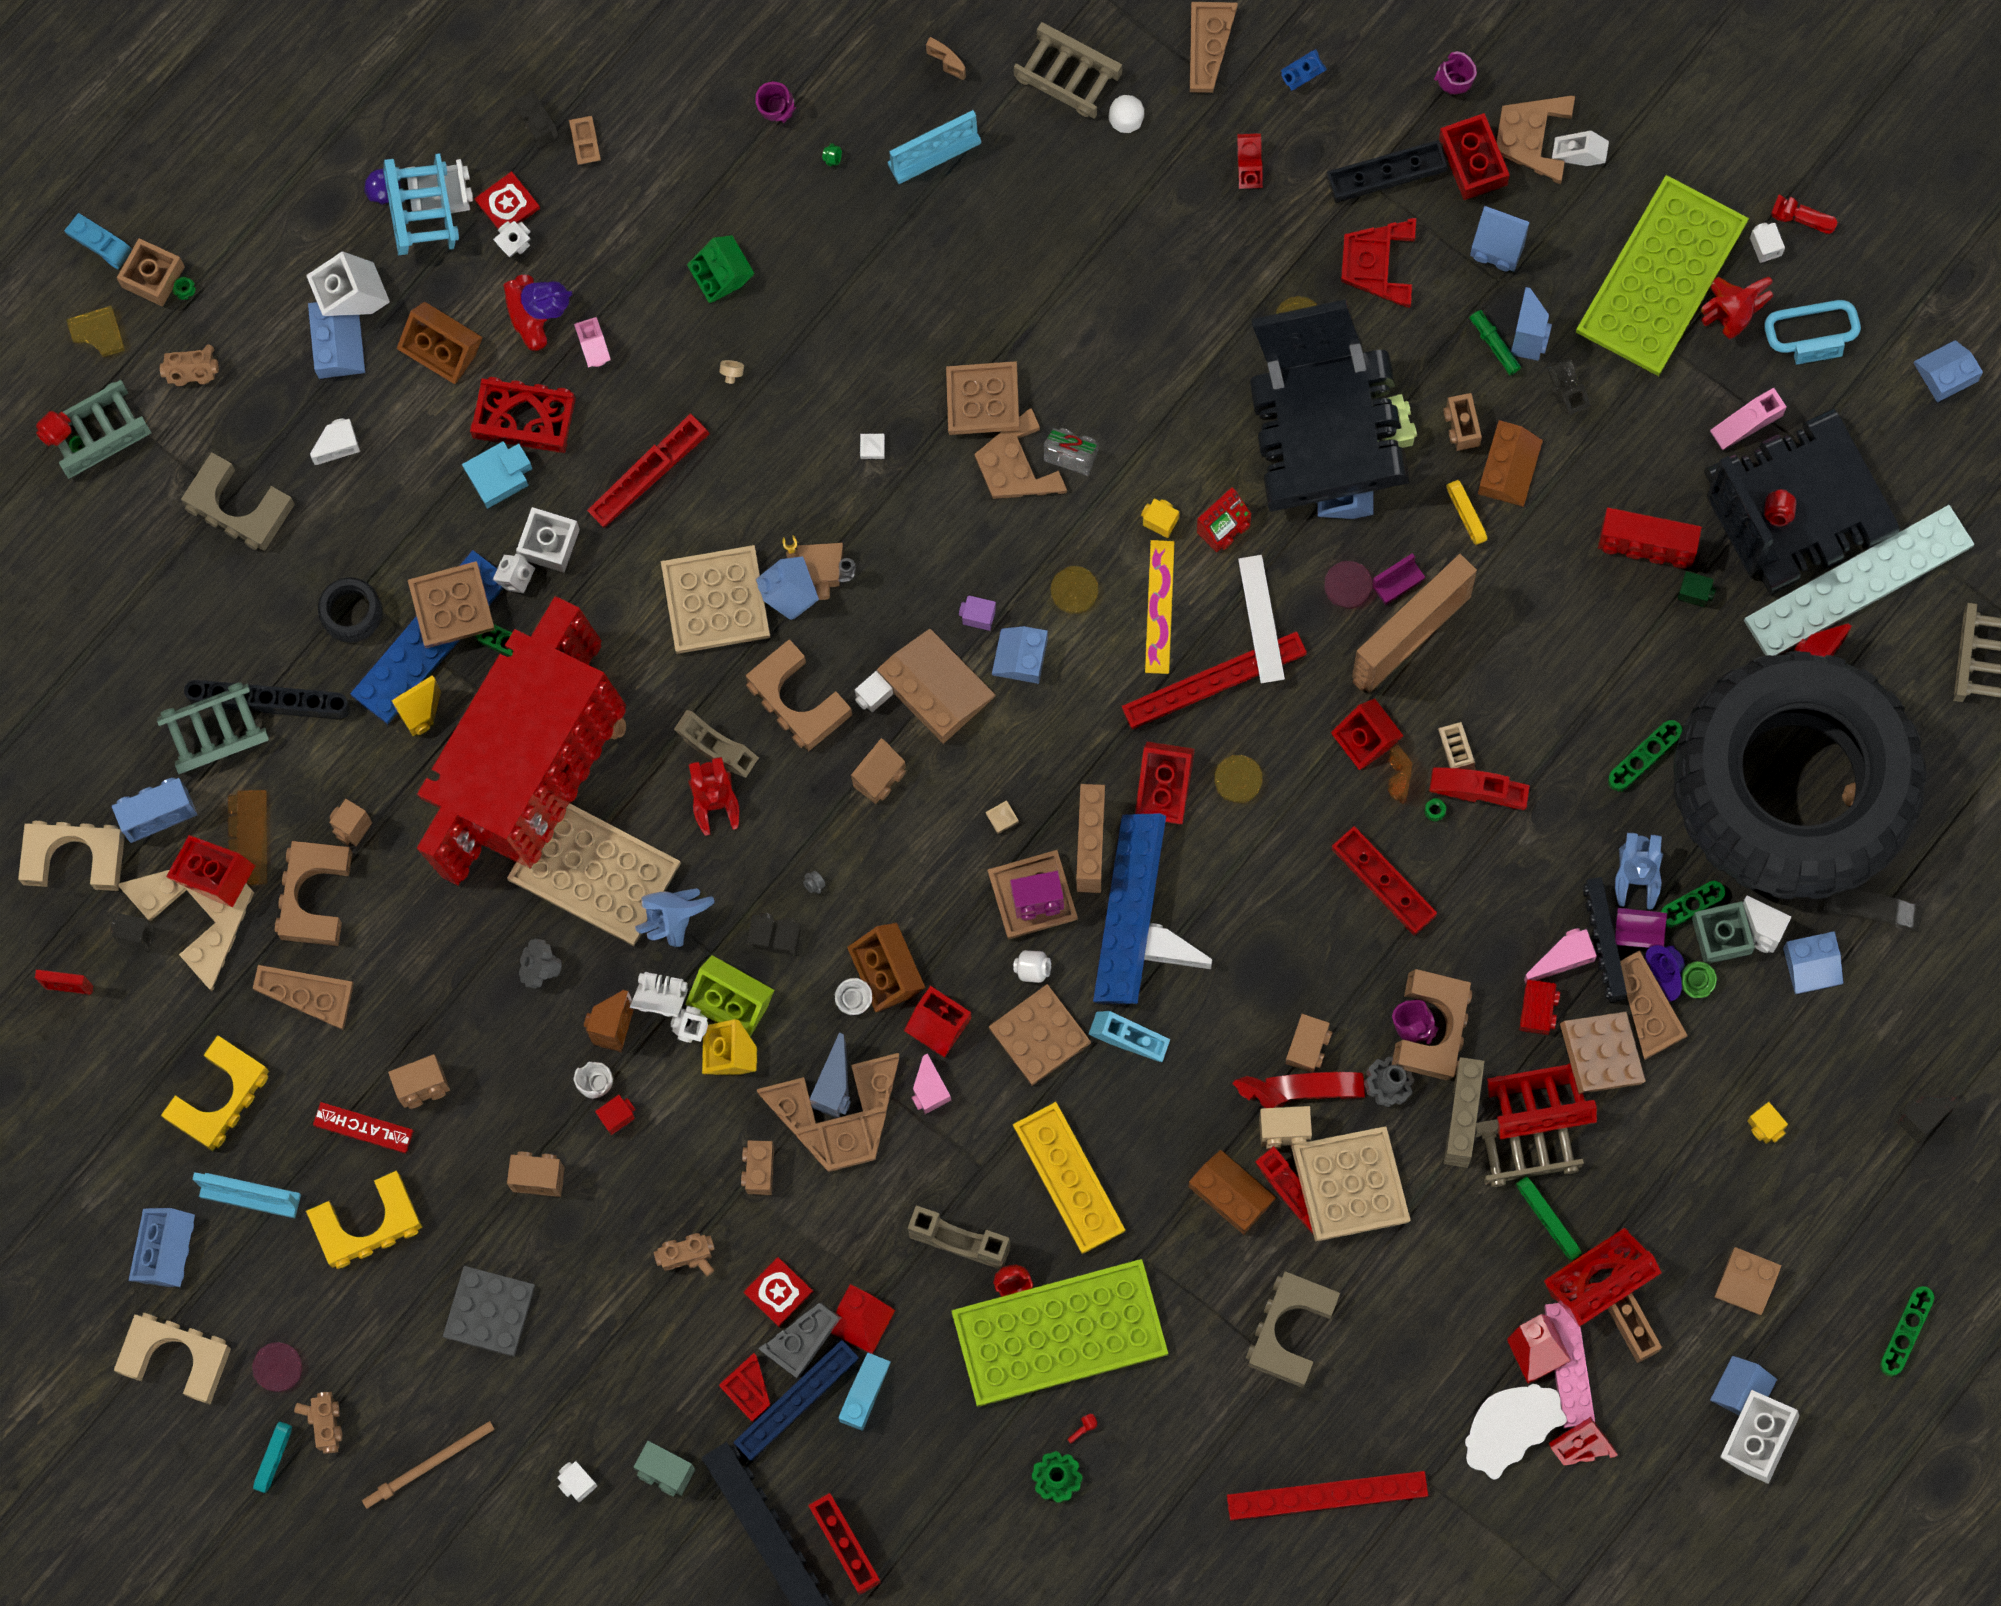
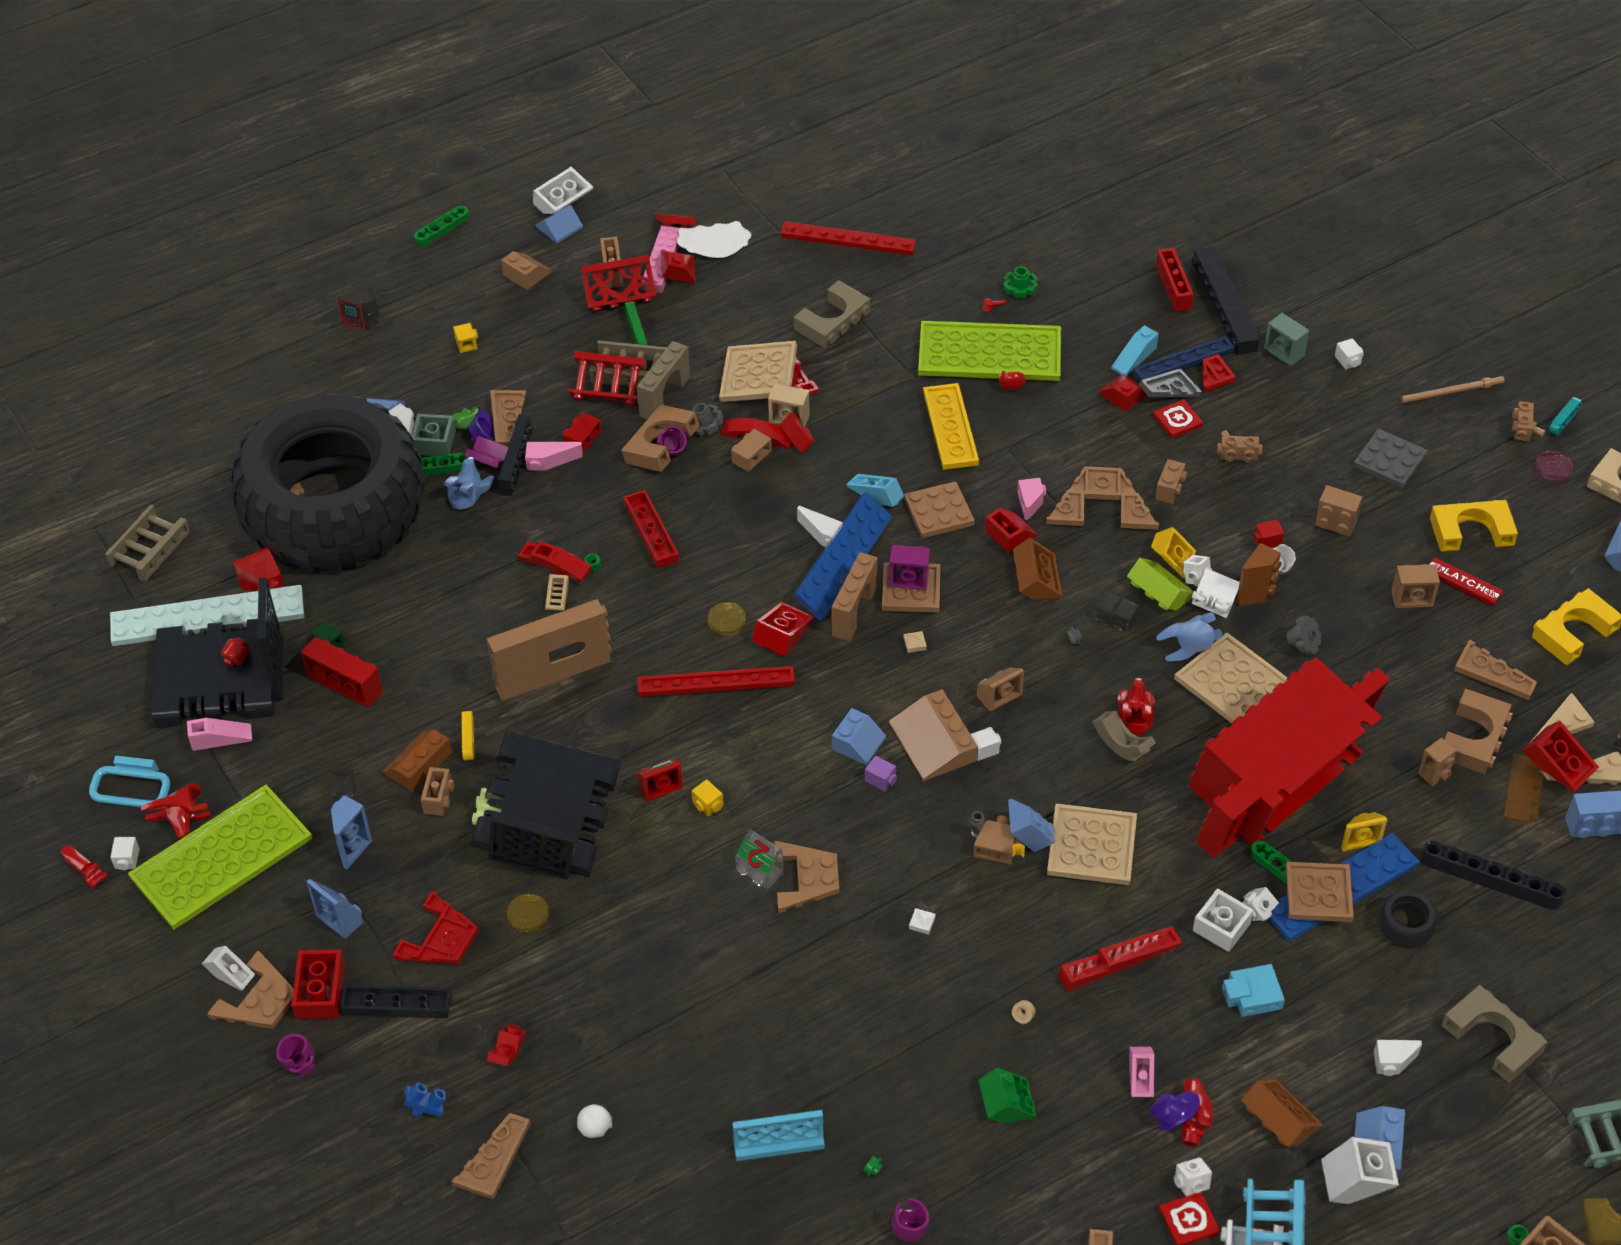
camera: 165 degrees left, 25 degrees down
(189, 366) = (1516, 1156): medium nougat brick -> none
(209, 751) = (1525, 855): sand green fence -> none
(247, 1194) = (1558, 562): medium azure fence -> none
(545, 438) = (1223, 1048): red fence -> none
(809, 726) = (1047, 735): medium nougat arch -> none
(832, 1090) = (1103, 508): sand blue slope -> none
(853, 996) = (1068, 560): white hair -> none
(951, 62) = (734, 1215): medium nougat slope -> none
(982, 398) = (815, 924): medium nougat plate -> none
(986, 1249) = (1021, 396): dark tan arch -> none
(1032, 966) = (929, 540): white head -> none
(1068, 48) = (622, 1191): dark tan fence -> none
(1074, 589) = (797, 773): clear yellow tile -> none
(1159, 607) = (735, 745): yellow sticker -> none
(1231, 1191) = (842, 390): dark orange slope -> none
(1261, 619) = (661, 710): white sticker -> none
(1348, 584) = (583, 717): clear pink tile -> none
(1366, 733) = (622, 615): red slope -> none
(1397, 579) = (544, 709): magenta panel -> none
(1400, 782) = (607, 582): clear orange slope -> none
(1492, 338) = (380, 852): green pin -> none
(1602, 1052) = (553, 393): medium nougat plate -> none
(1642, 753) = (426, 556): green beam -> none
(1948, 370) = (49, 725): medium blue slope -> none

